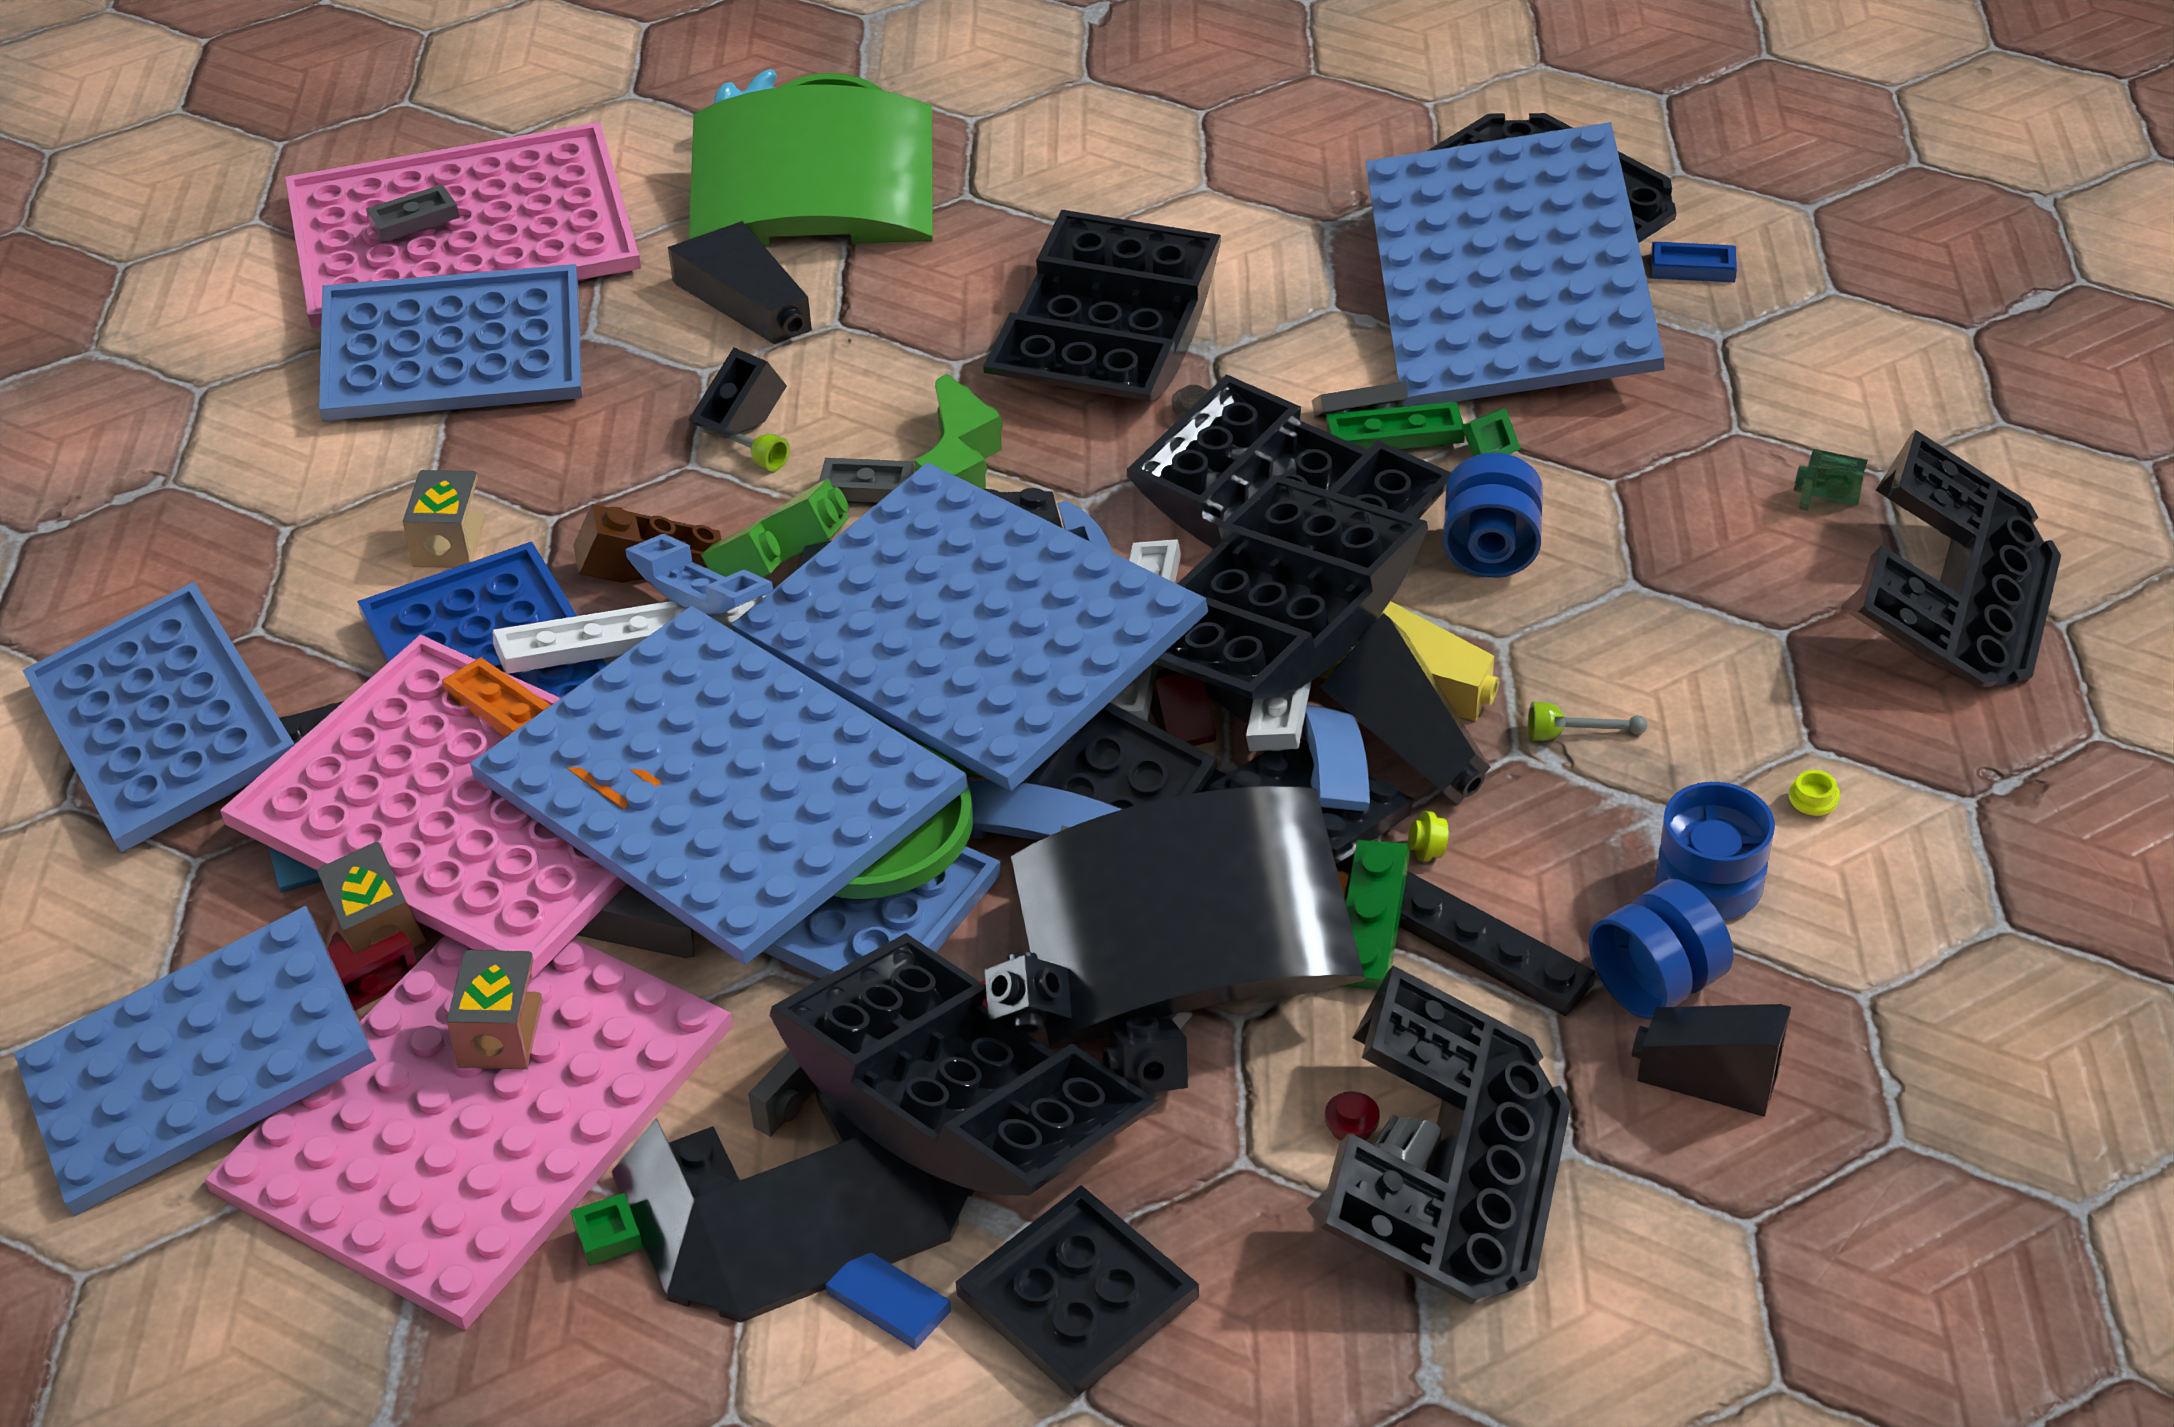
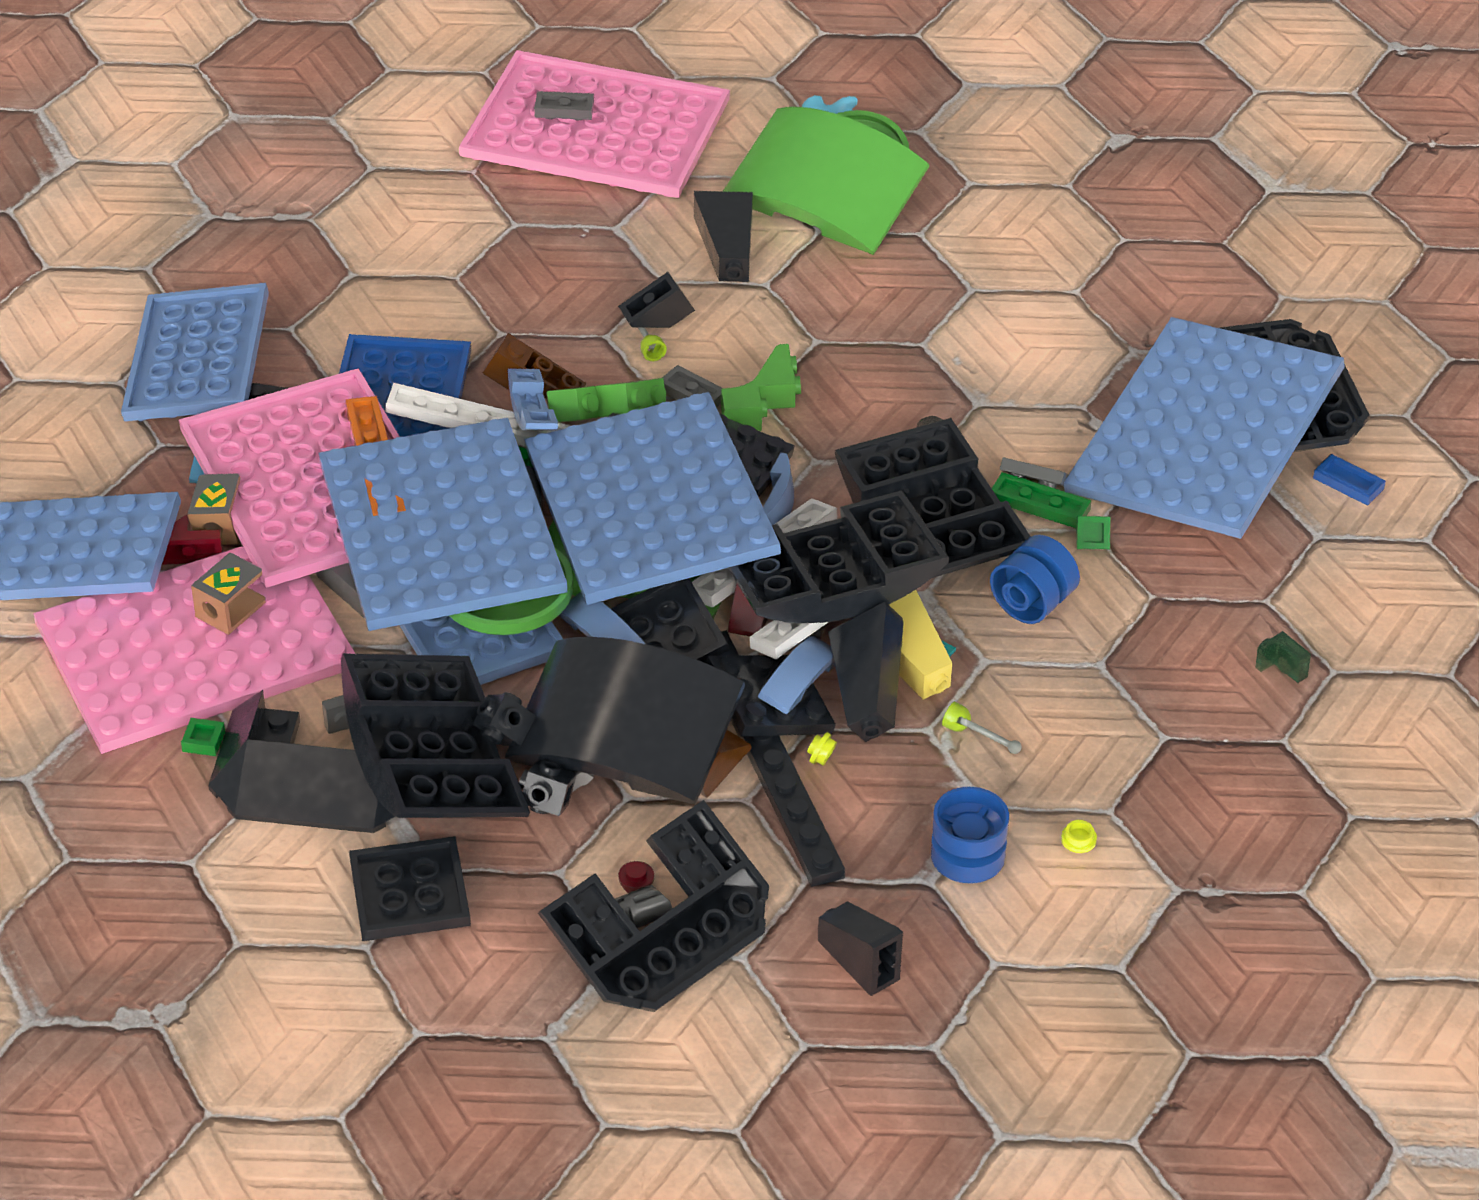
camera: 30 degrees right, 0 degrees up
(438, 519) = (430, 303): piece -> none
(450, 342) = (524, 198): medium blue plate -> none
(889, 1298) = (315, 845): blue tile -> none
(1108, 307) = (930, 347): black slope -> none
(1376, 905) = (746, 773): green plate -> none
(1660, 948) = (892, 871): blue wheel -> none
(1995, 580) = (1319, 778): black slope -> none

